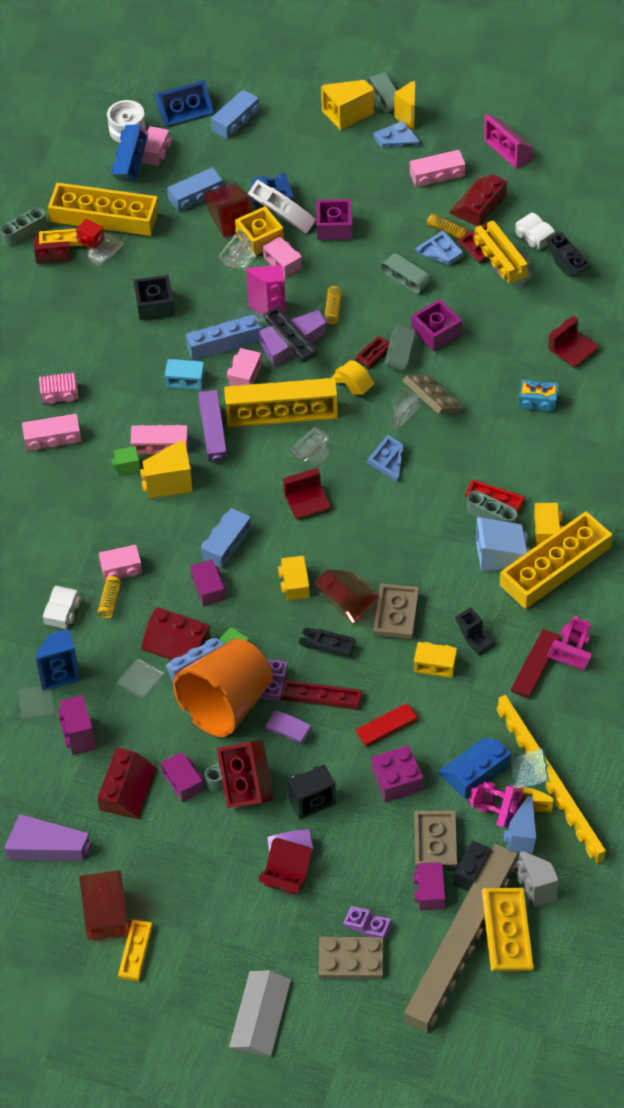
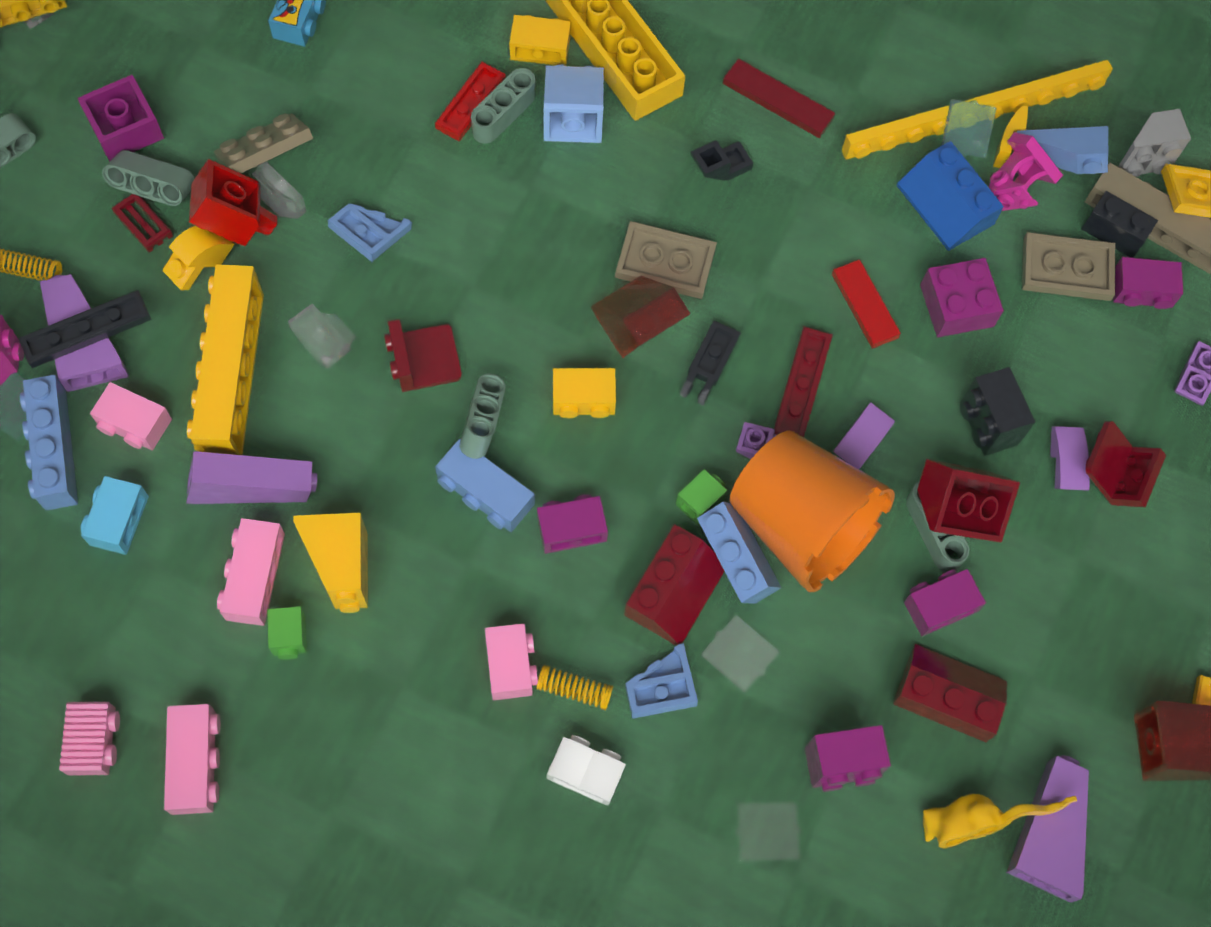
camera: 90 degrees left, 15 degrees up
(48, 796) = (977, 817): none -> yellow animal
(57, 661) = (725, 775): blue slope -> none
(114, 639) = (663, 686): none -> medium blue wing
(274, 522) = (482, 416): none -> sand green beam
(382, 382) = (228, 204): none -> red hinge
(435, 659) = (763, 219): yellow brick -> none
(575, 633) = (757, 46): dark pink tile -> none

